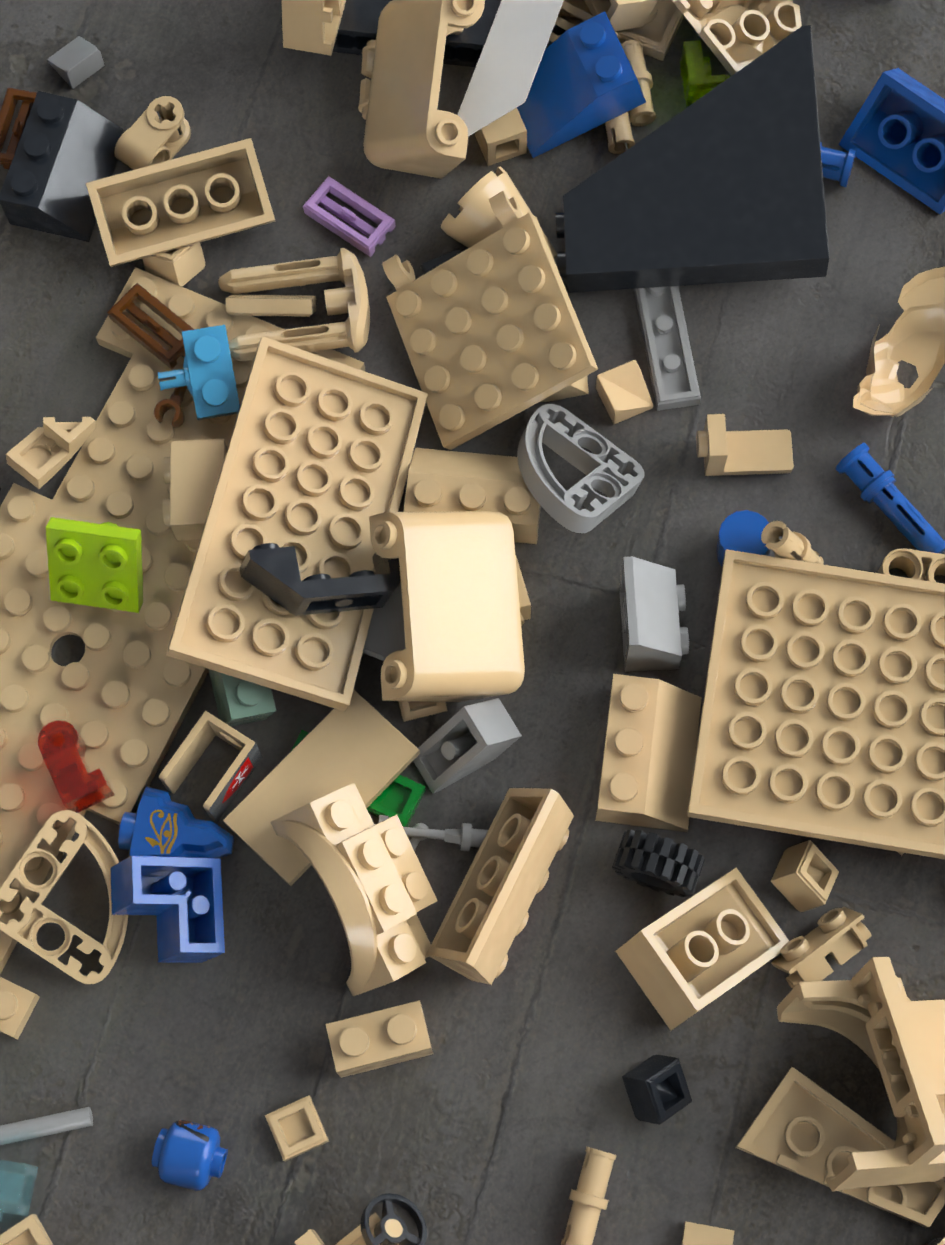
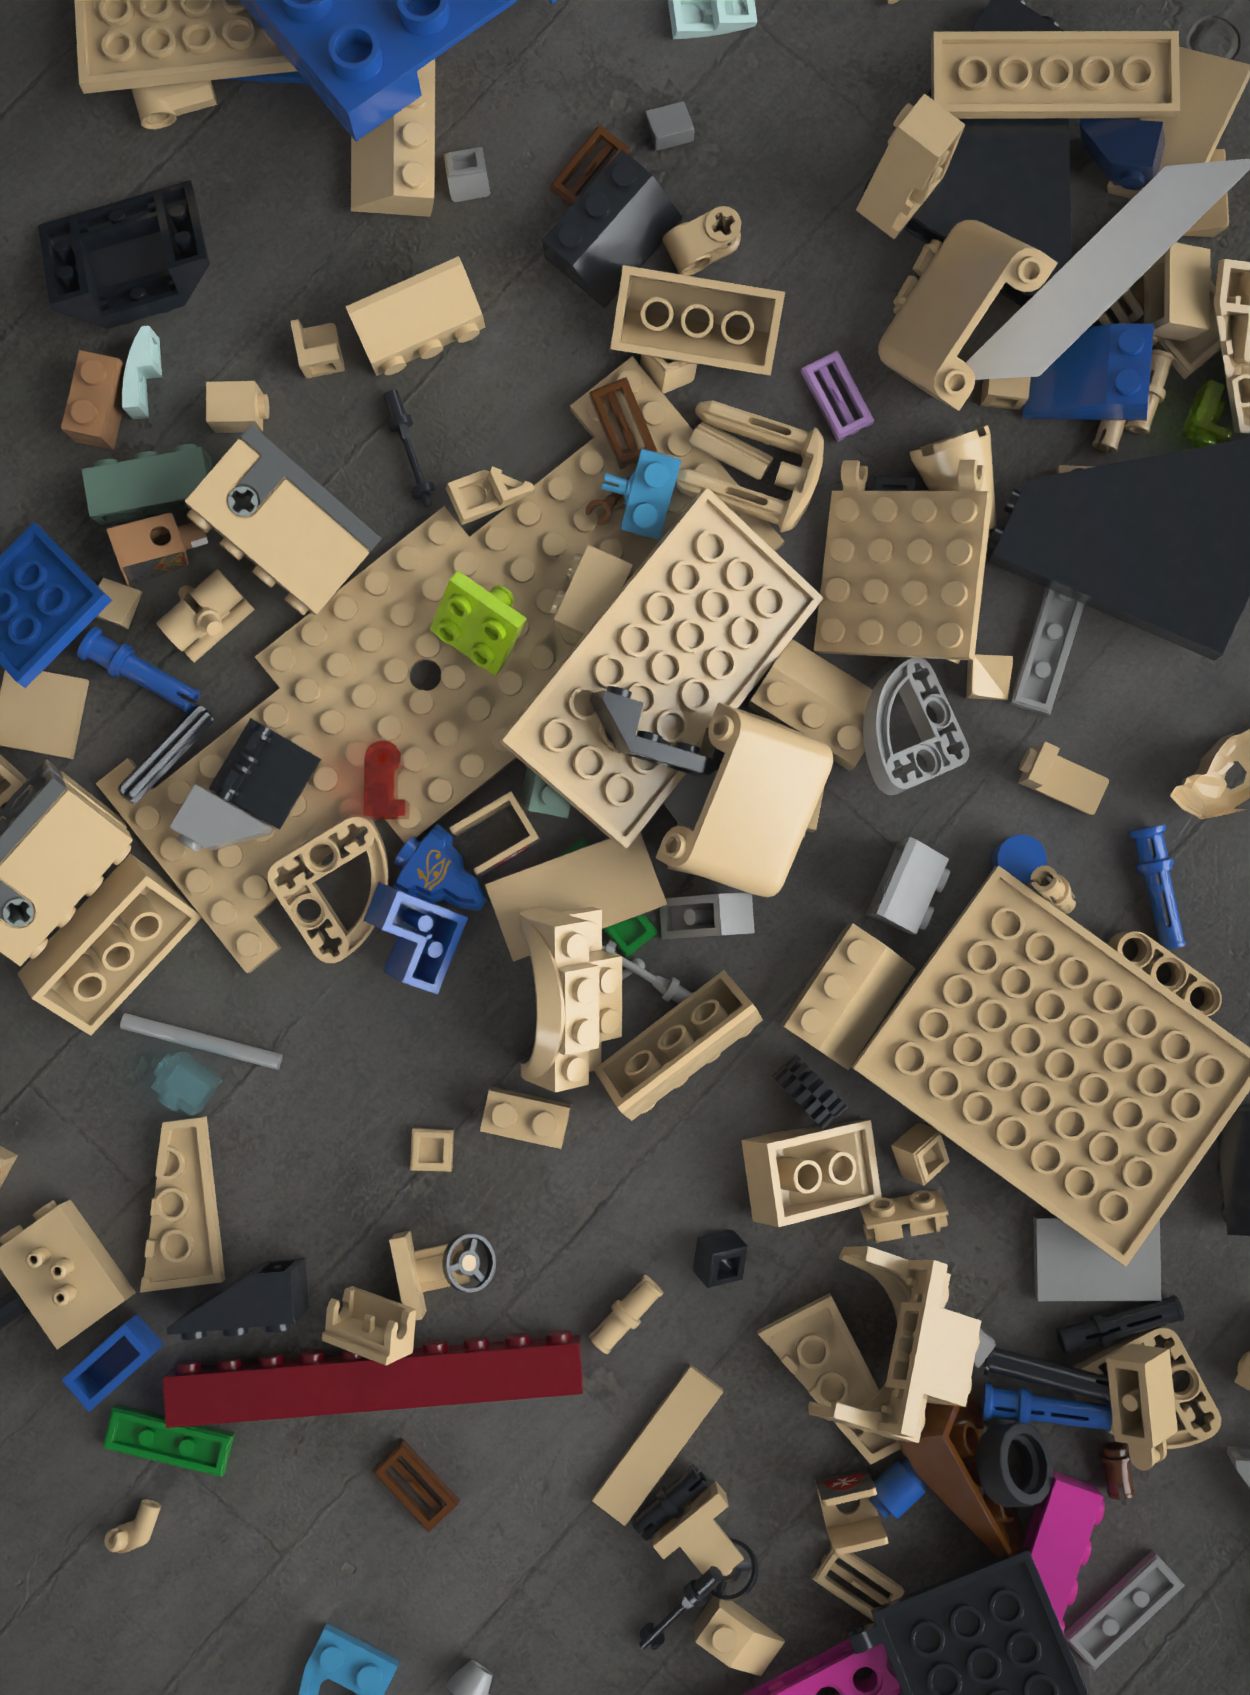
camera: 25 degrees right, 15 degrees up
(189, 1155) = (340, 1131): blue head -> none

